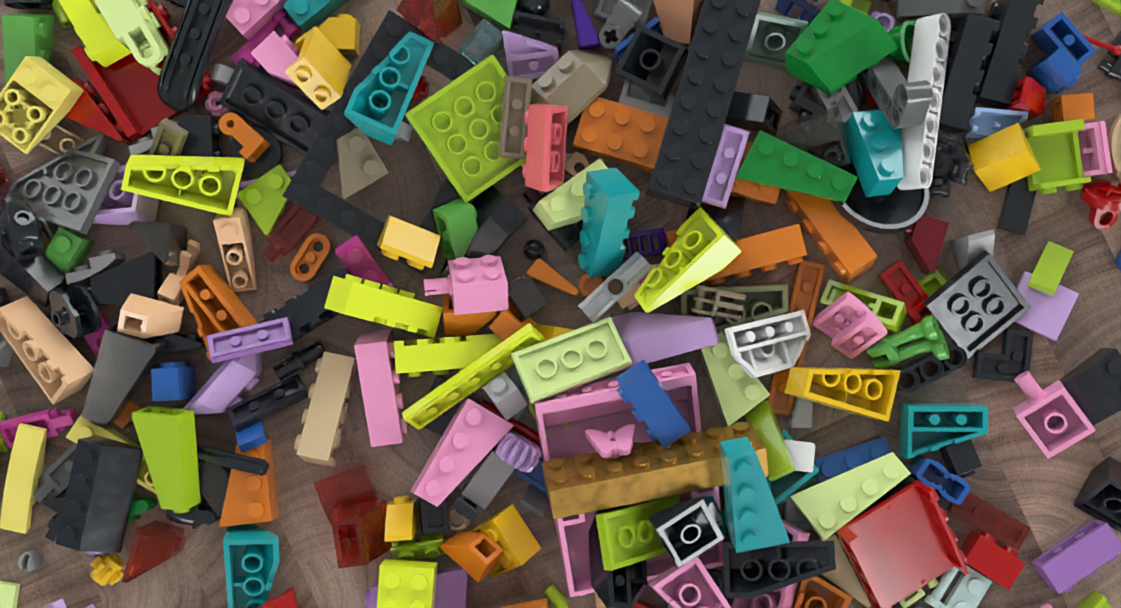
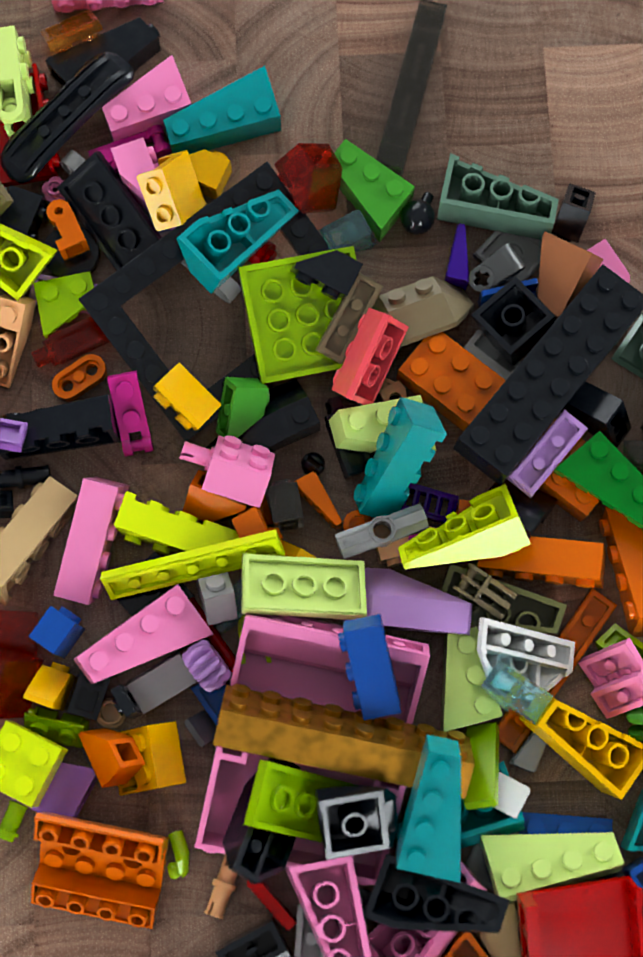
camera: 20 degrees right, 10 degrees down
(358, 162) = (170, 297): dark tan wing -> none
(382, 305) = (131, 449): neon yellow wedge -> none
(387, 474) = (57, 631): none -> blue brick
(483, 85) = (330, 271): none -> black slope
(528, 56) = (389, 265): lavender wing -> none
(540, 28) = (409, 247): black hinge -> none
(611, 443) = (309, 692): bright pink animal -> none
(776, 376) = (516, 692): none -> clear light blue slope

